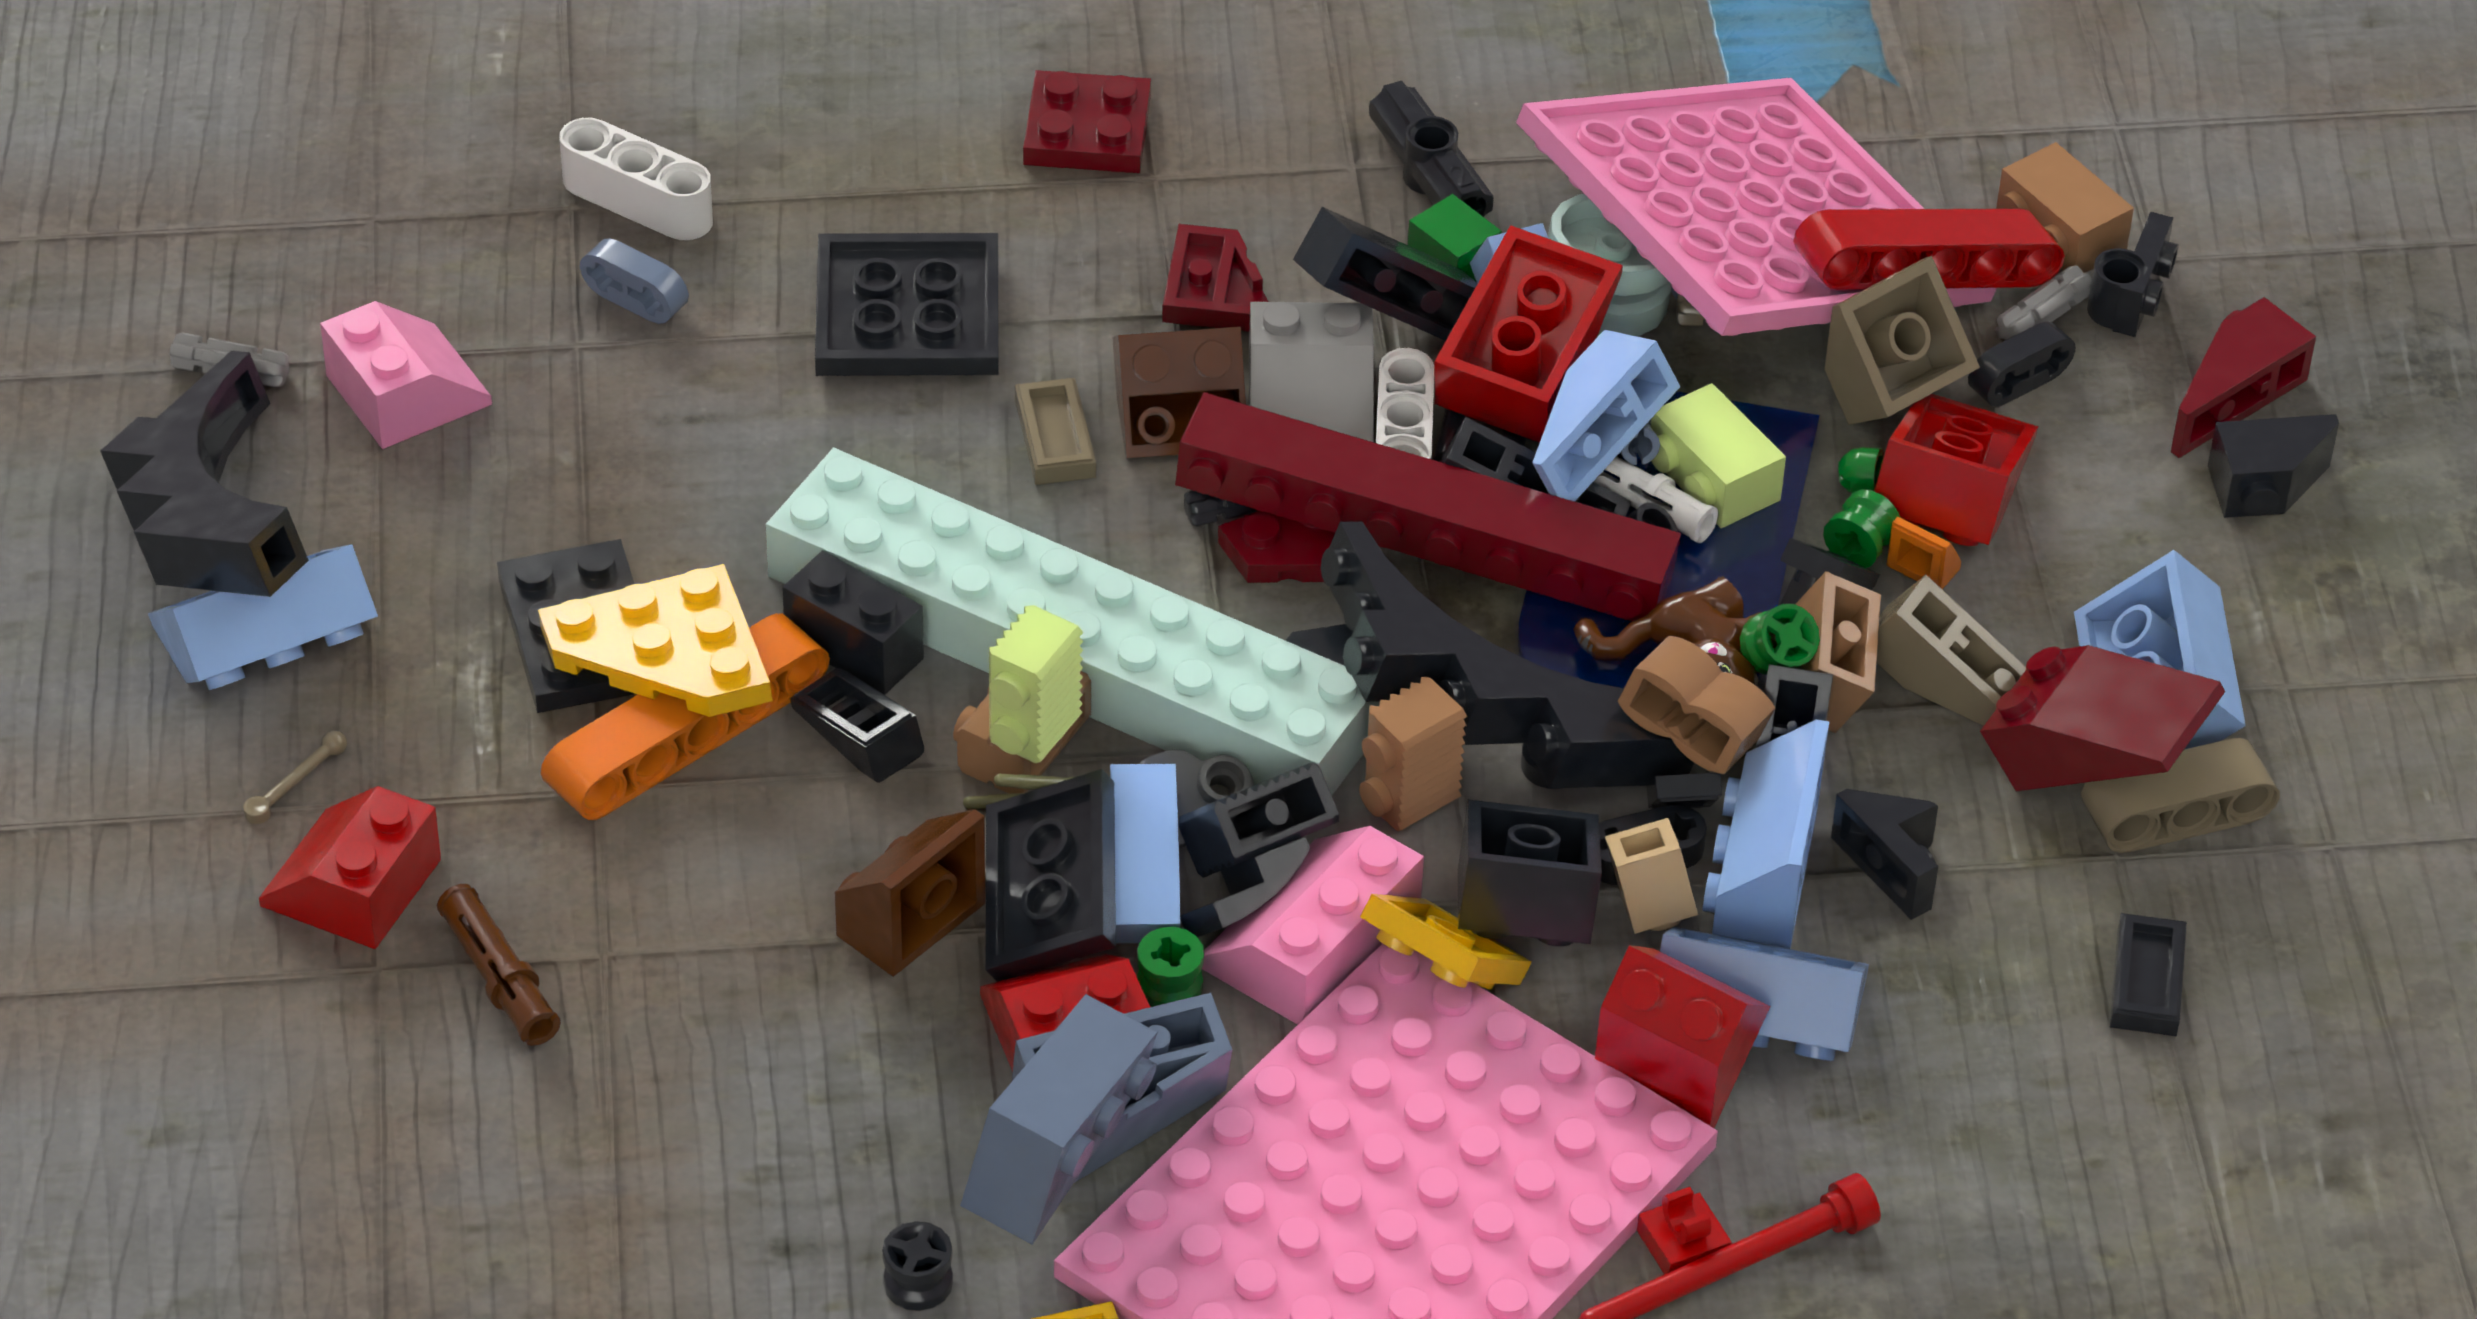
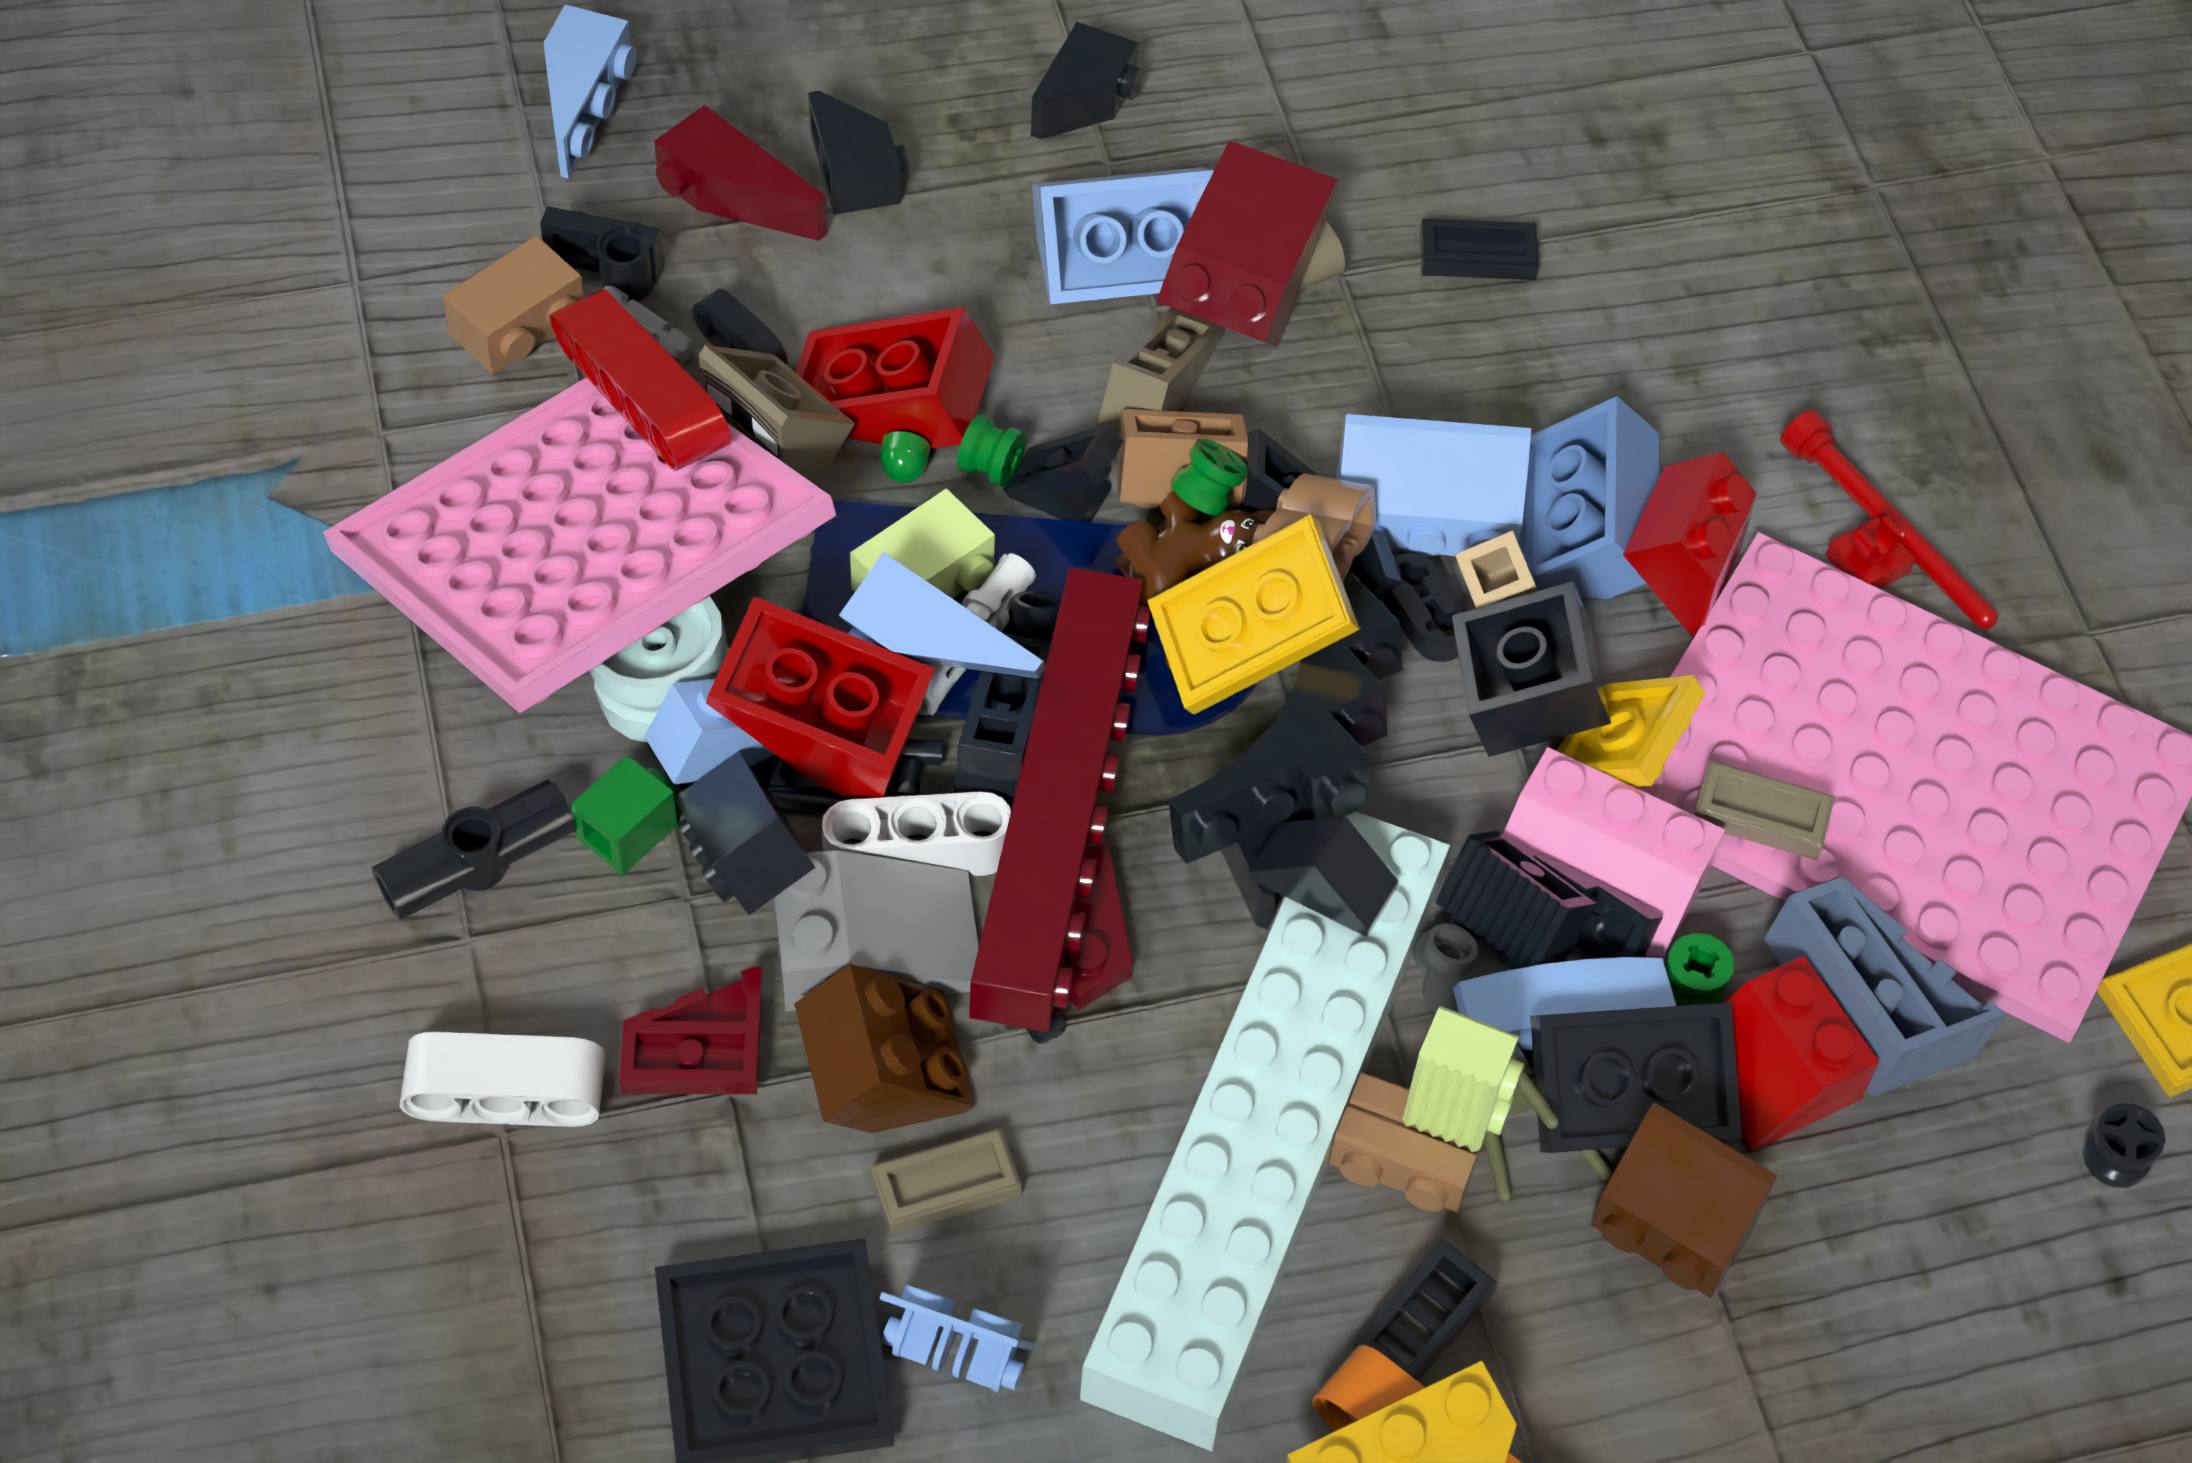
camera: 100 degrees left, 10 degrees up
(856, 620) = (1307, 1326): black brick -> none
(895, 393) = (920, 1326): none -> light blue hinge
(1057, 1116) = (2005, 982): sand blue wedge -> none
(1087, 121) = (420, 1213): dark red plate -> none
(1196, 162) = (503, 1079): none -> white beam
(1276, 643) = (1327, 870): none -> black slope
(1341, 1037) = (1764, 809): none -> dark tan tile
(1413, 754) = (1410, 770): medium nougat brick -> none
(1590, 632) = (1252, 614): none -> yellow tile
(1890, 844) = (1419, 399): black slope -> none
(1921, 553) = (1015, 400): orange slope -> none
(2368, 269) = (585, 64): none -> light blue slope
(2384, 655) = (1085, 82): none -> black slope

